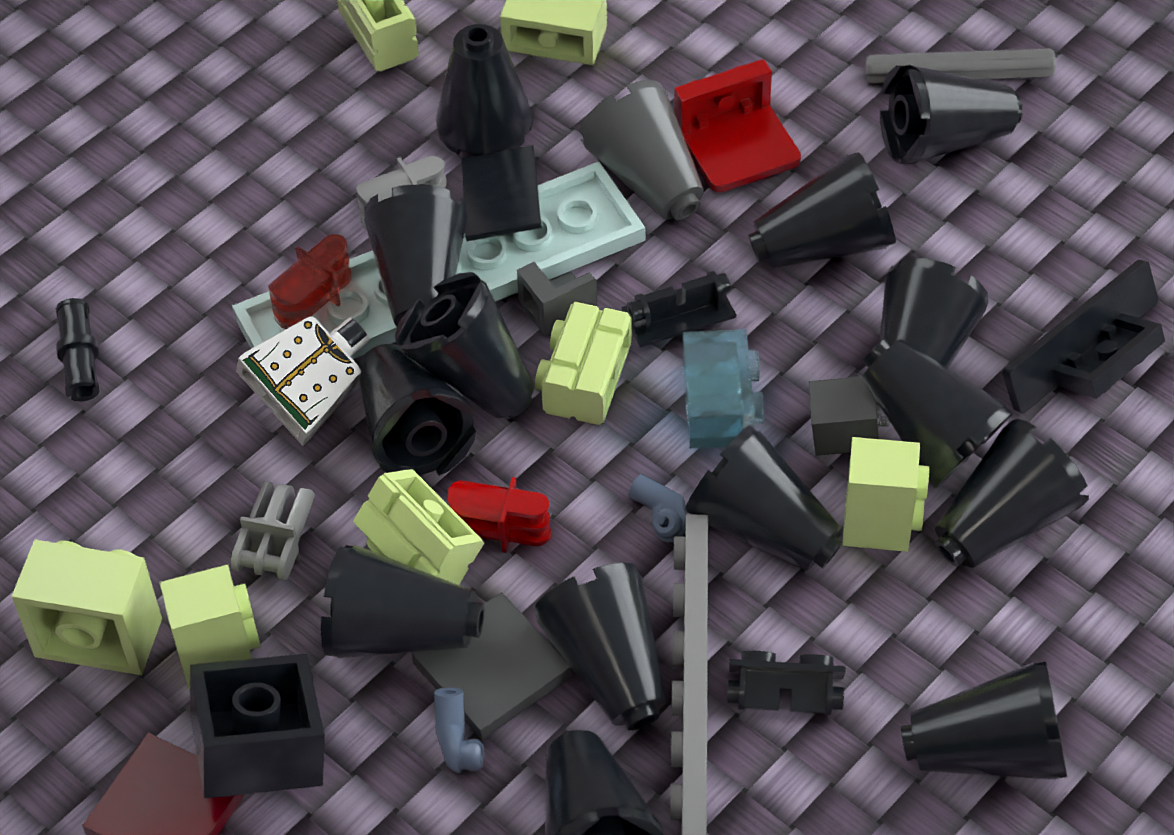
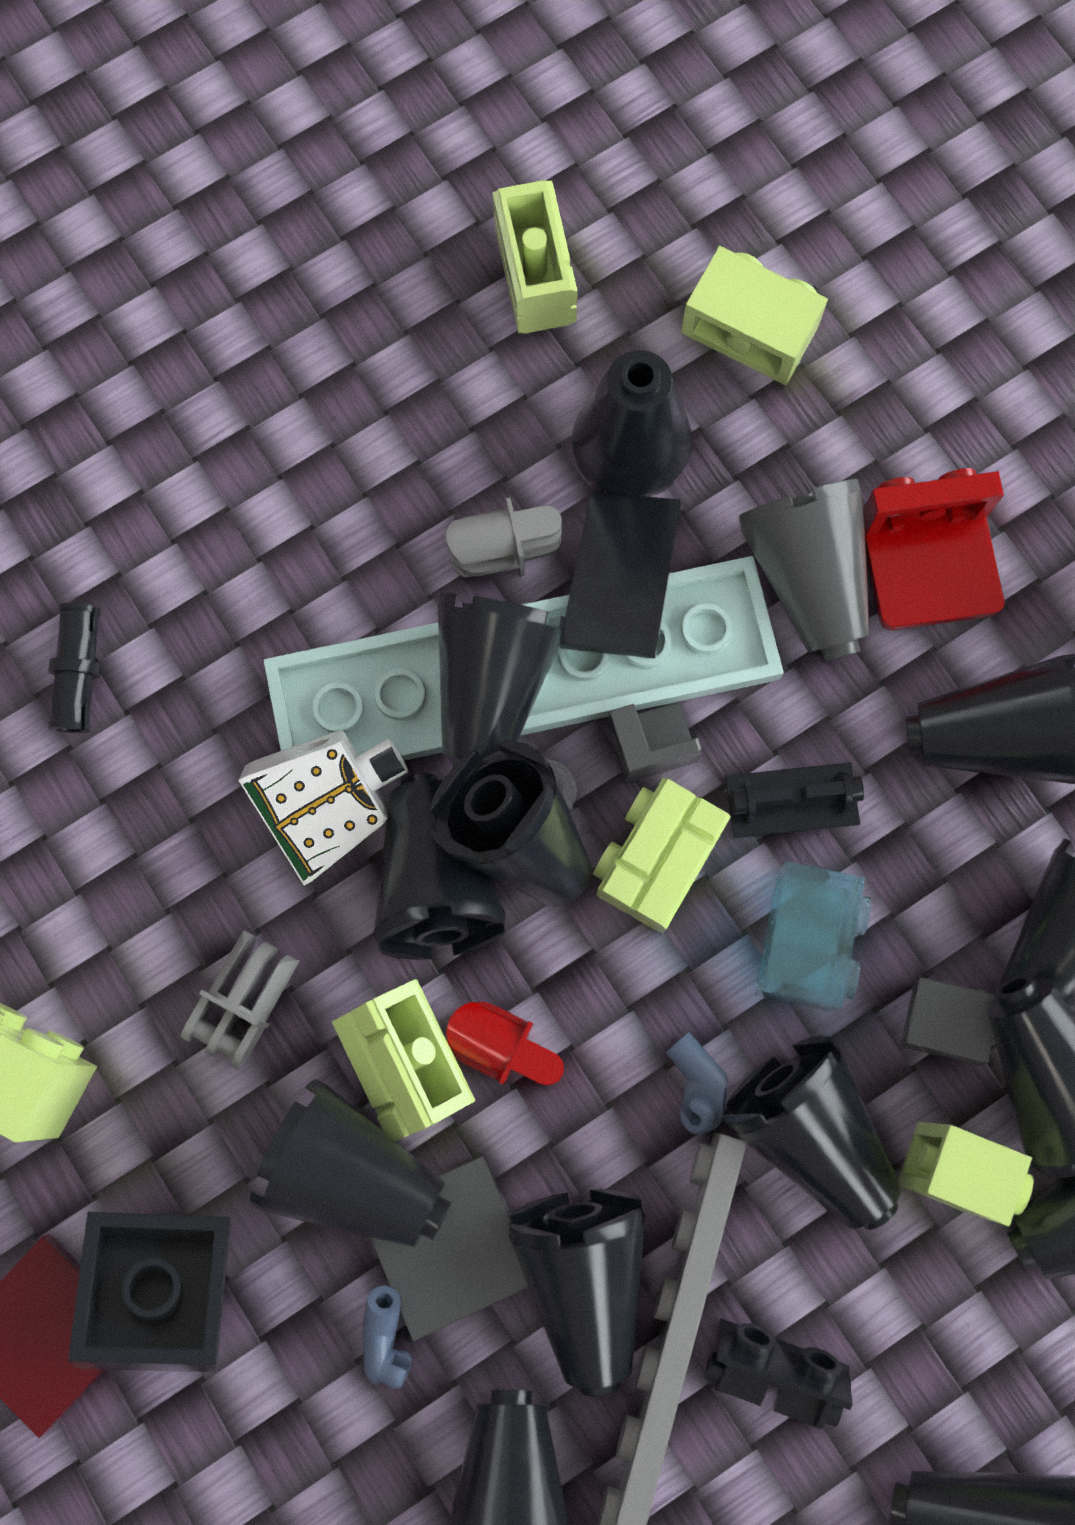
camera: 15 degrees right, 25 degrees up
(209, 618) = (128, 1139): yellowish green brick -> none
(311, 281) = (356, 667): clear red arm -> none

